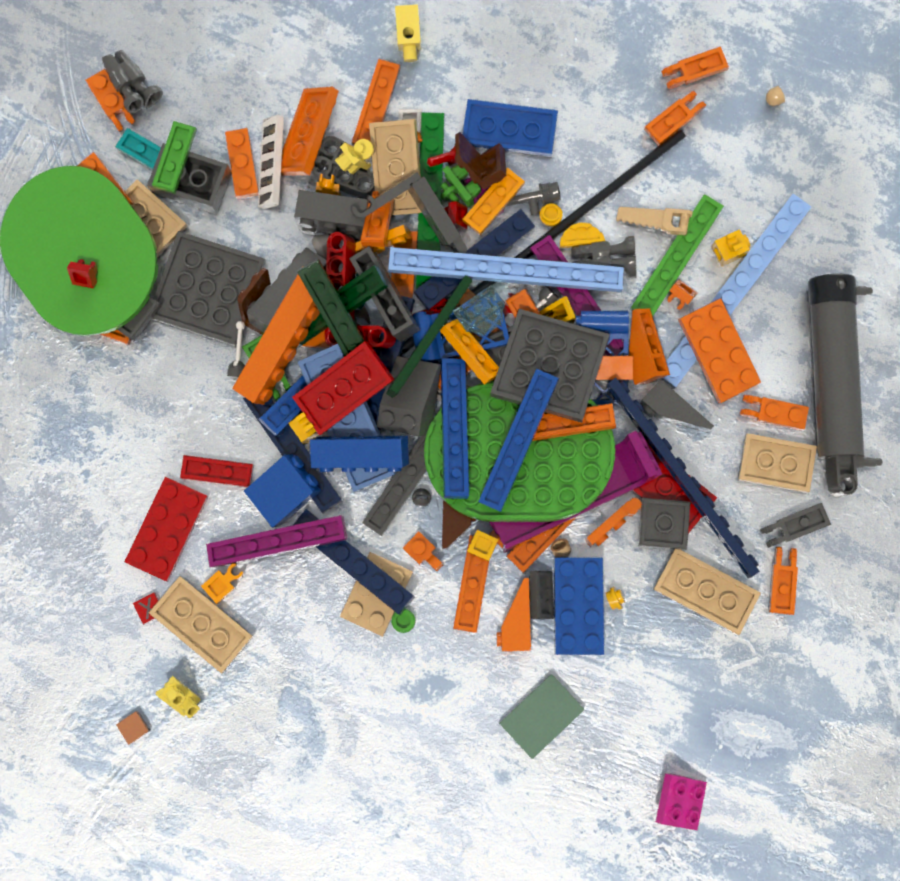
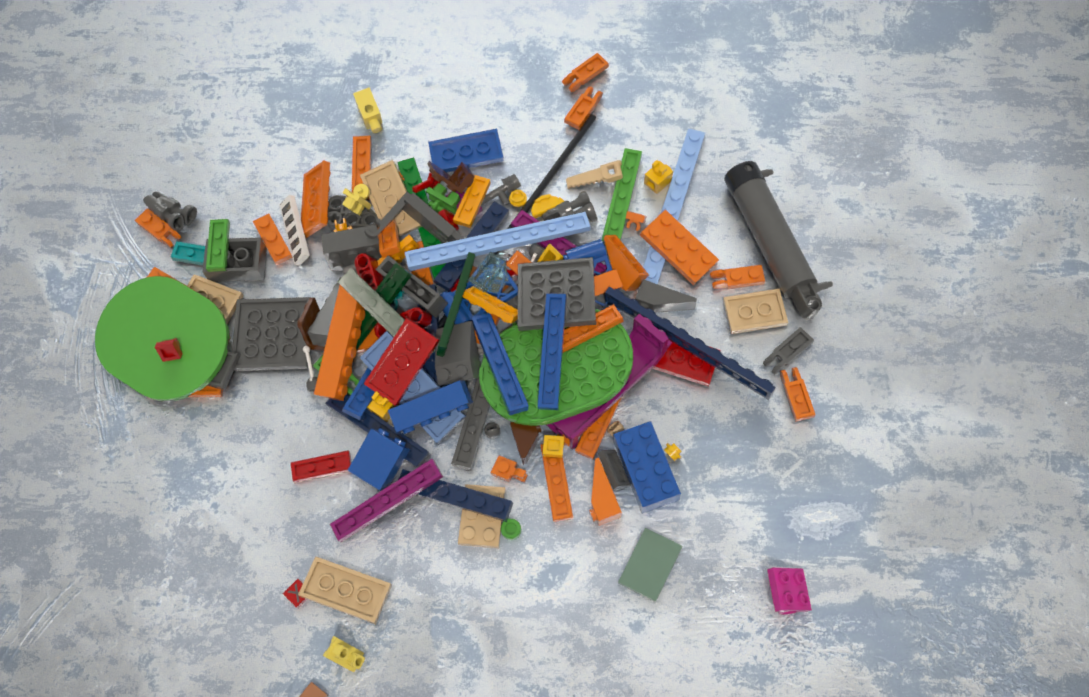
camera: 20 degrees left, 15 degrees down
(166, 529) = (293, 525): red plate -> none
(220, 584) = (351, 552): light orange plate -> none
(615, 521) = (649, 394): orange hinge -> none
(664, 523) = (688, 381): dark grey tile -> none
(707, 591) = (741, 421): tan plate -> none
(775, 96) = (649, 72): tan hinge -> none

